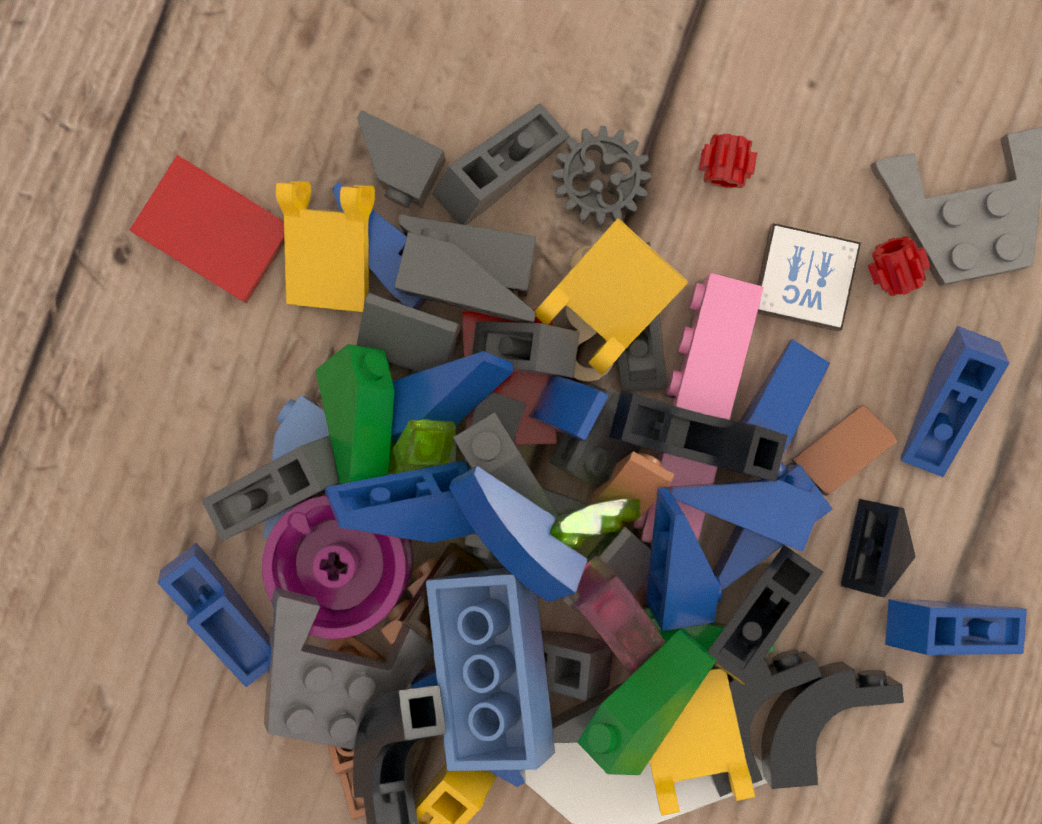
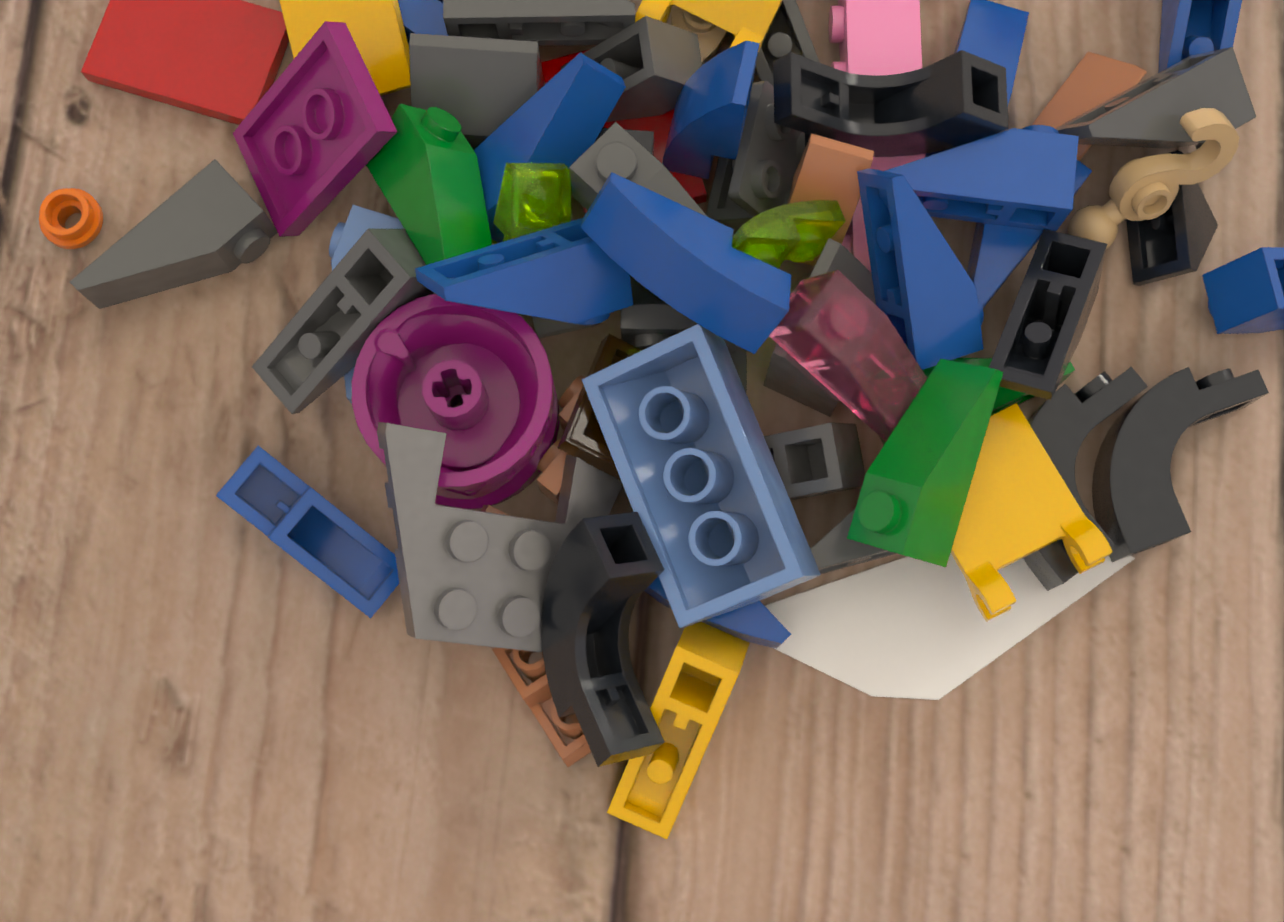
camera: 10 degrees left, 10 degrees down
(87, 336) = (62, 204): none -> orange plate
(188, 378) = (188, 238): none -> dark grey slope
(284, 334) = (314, 129): none -> magenta plate
(868, 530) = (1150, 184): none -> tan piece
(908, 477) = (1152, 110): none -> dark grey slope

